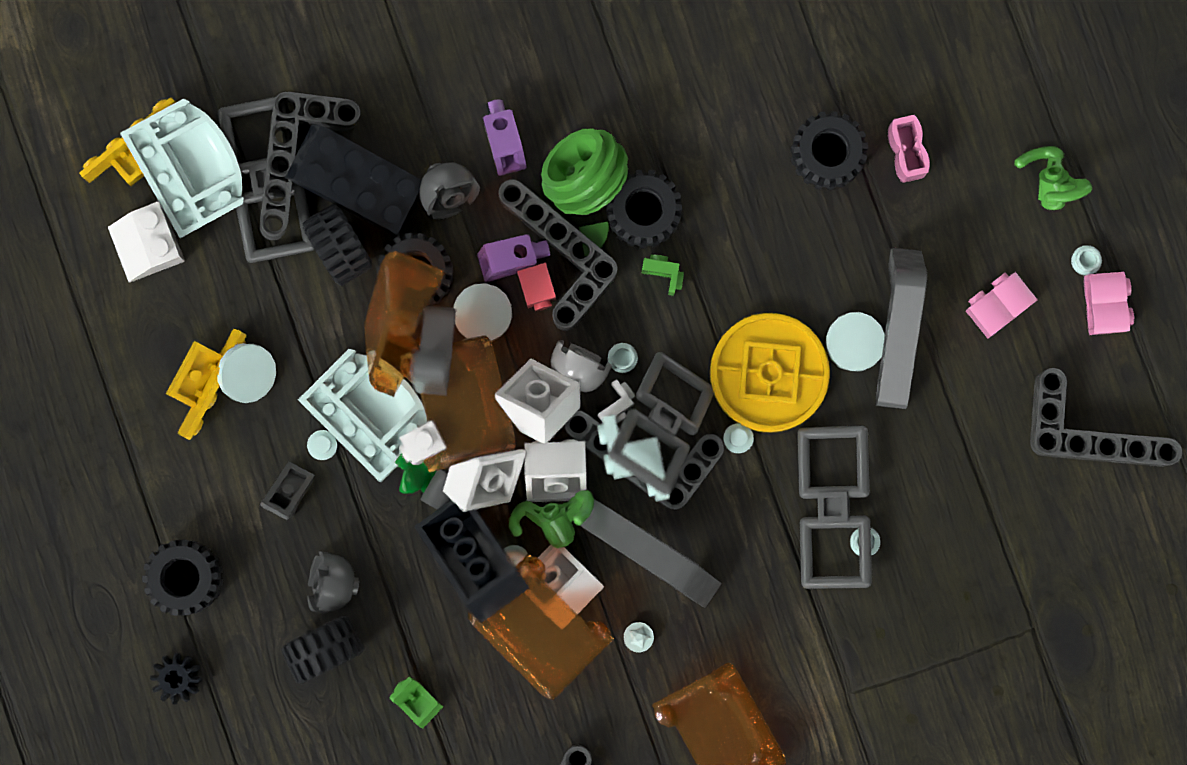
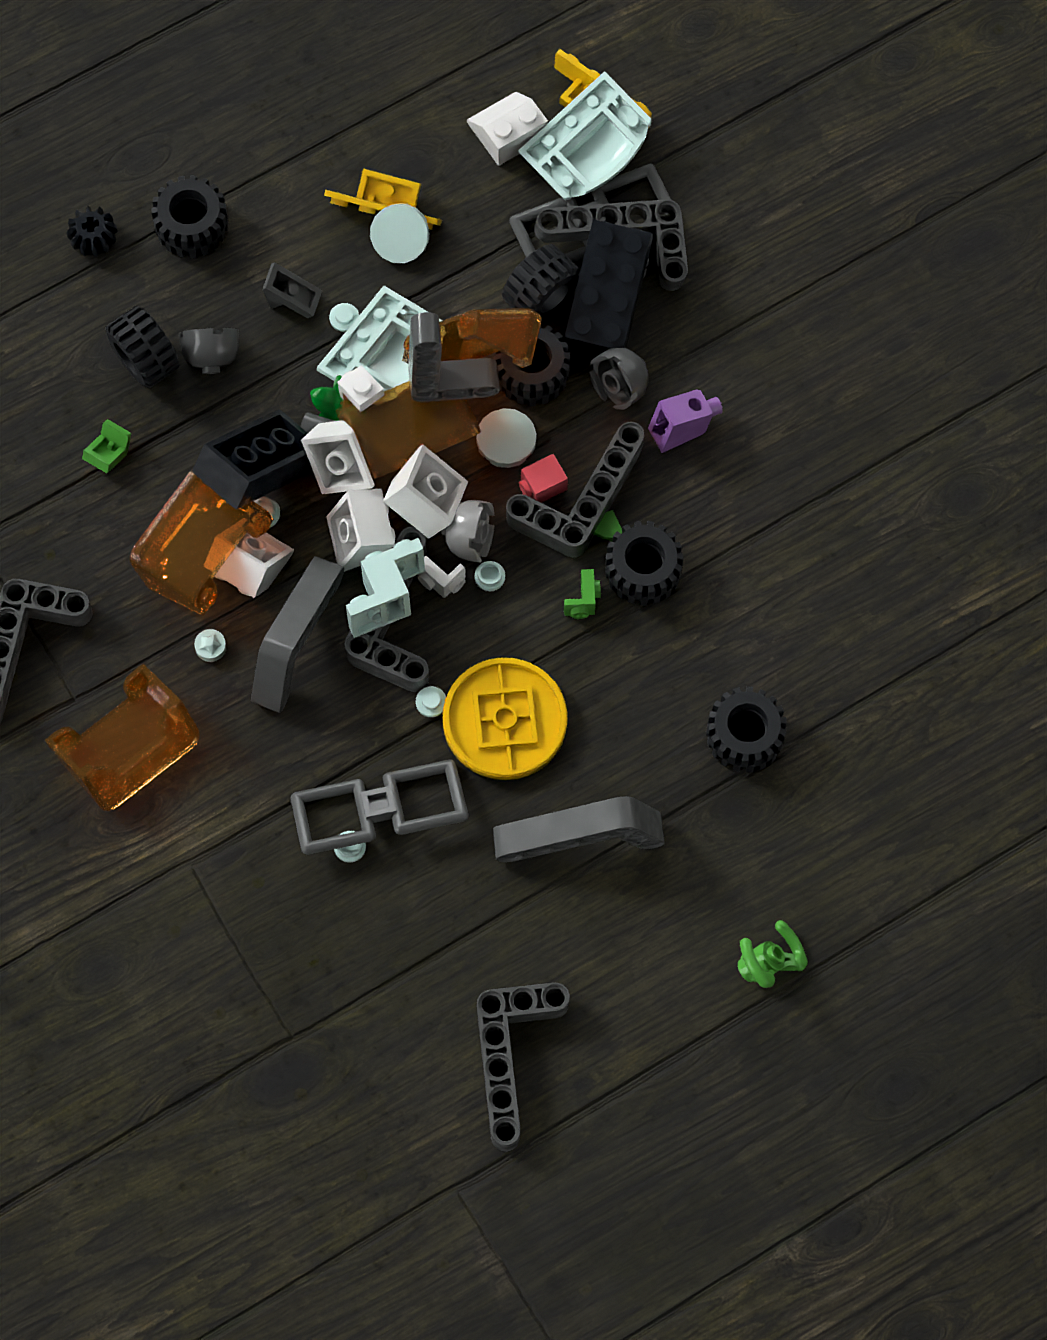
camera: 80 degrees right, 15 degrees down
(498, 257) = (563, 435): medium lavender torso -> none
(554, 518) = (312, 537): bright green piece -> none
(584, 171) = (666, 492): bright green wheel -> none
(661, 423) = (426, 605): dark grey bar -> none
(855, 341) = (553, 791): light aqua tile -> none
(911, 156) = (773, 804): bright pink brick -> none
(1001, 304) = (626, 934): bright pink brick -> none
(1086, 260) = (693, 1016): light aqua plate -> none
(1107, 303) = (652, 1044): bright pink brick -> none

